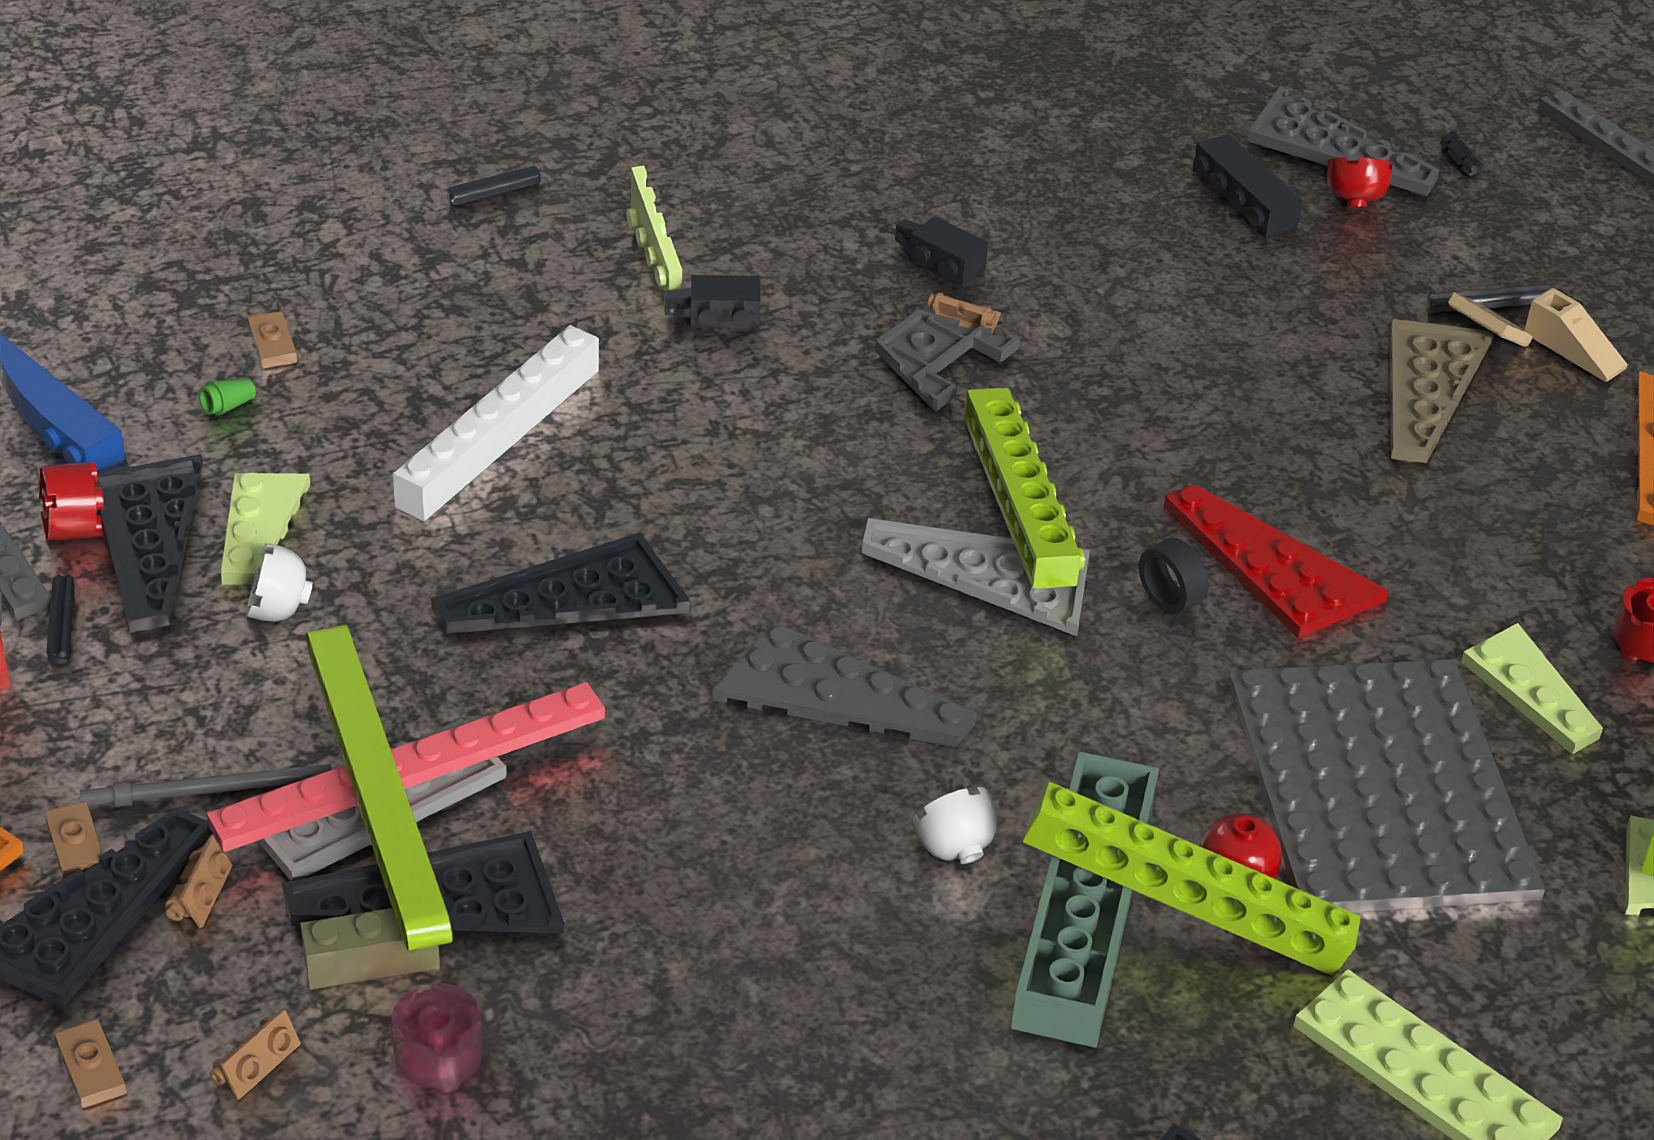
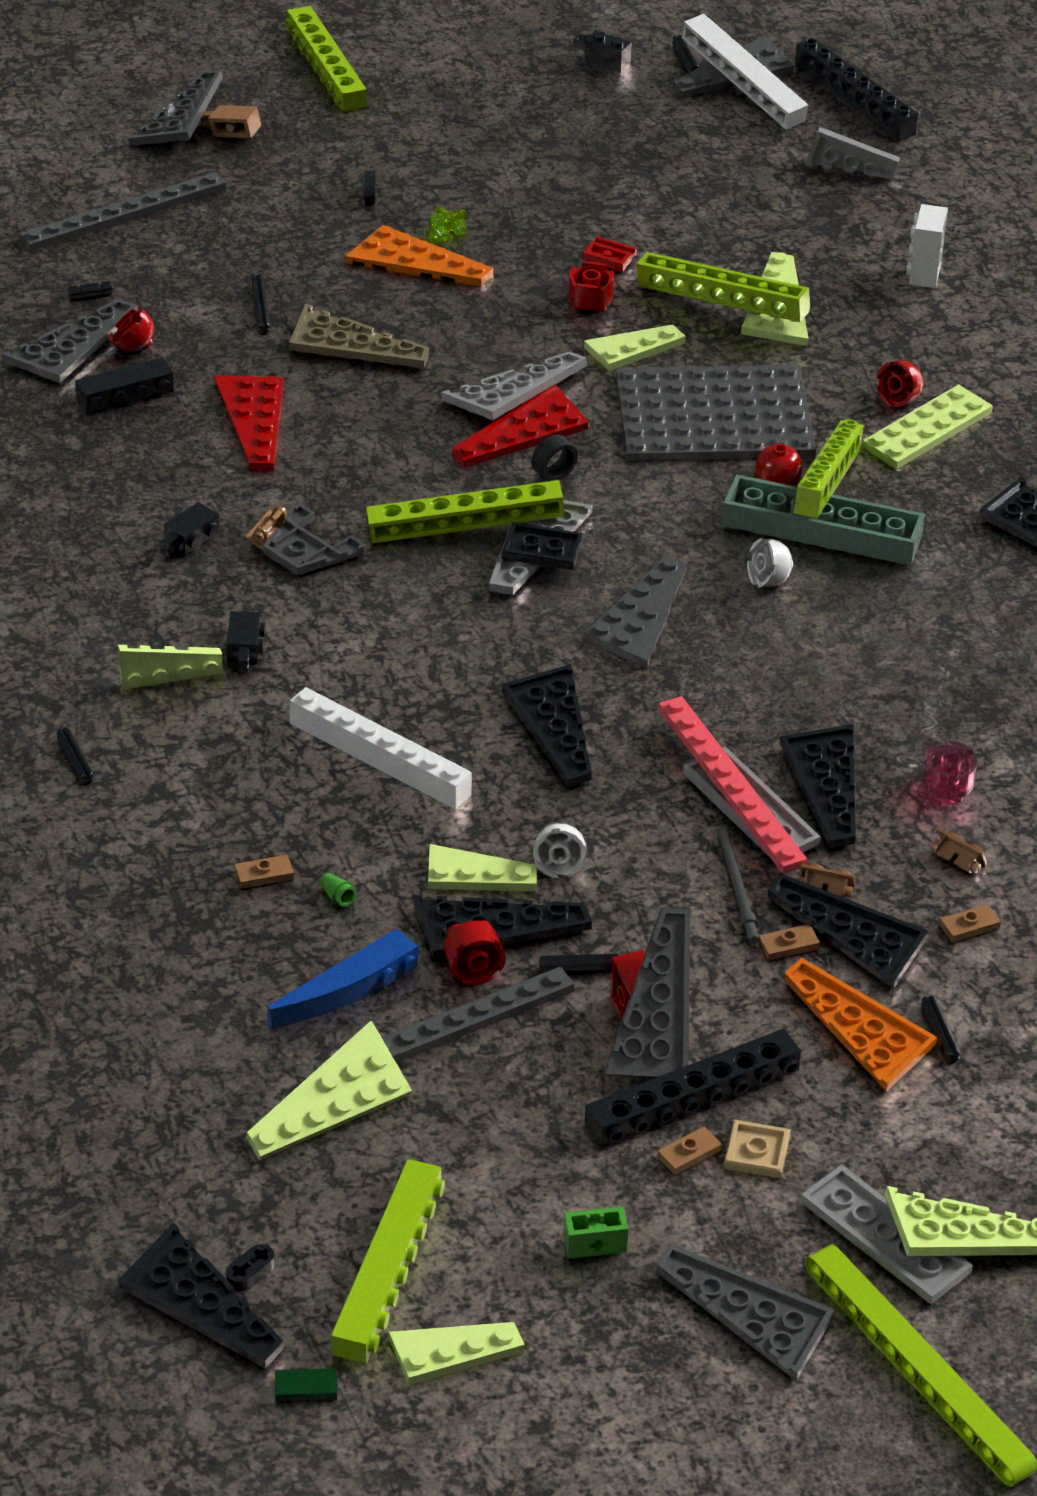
camera: 85 degrees left, 0 degrees up
(360, 950) = (878, 802): olive brick -> none
(379, 790) = (768, 779): lime beam -> none
(957, 567) = (542, 546): none -> black tile
(1239, 301) = (254, 414): none -> red wing
(1366, 544) = (509, 389): none -> light grey wing
(1490, 320) = (297, 301): tan tile -> none
(1523, 1022) = (899, 383): none -> red cylinder
(1572, 333) = (310, 273): tan slope -> none

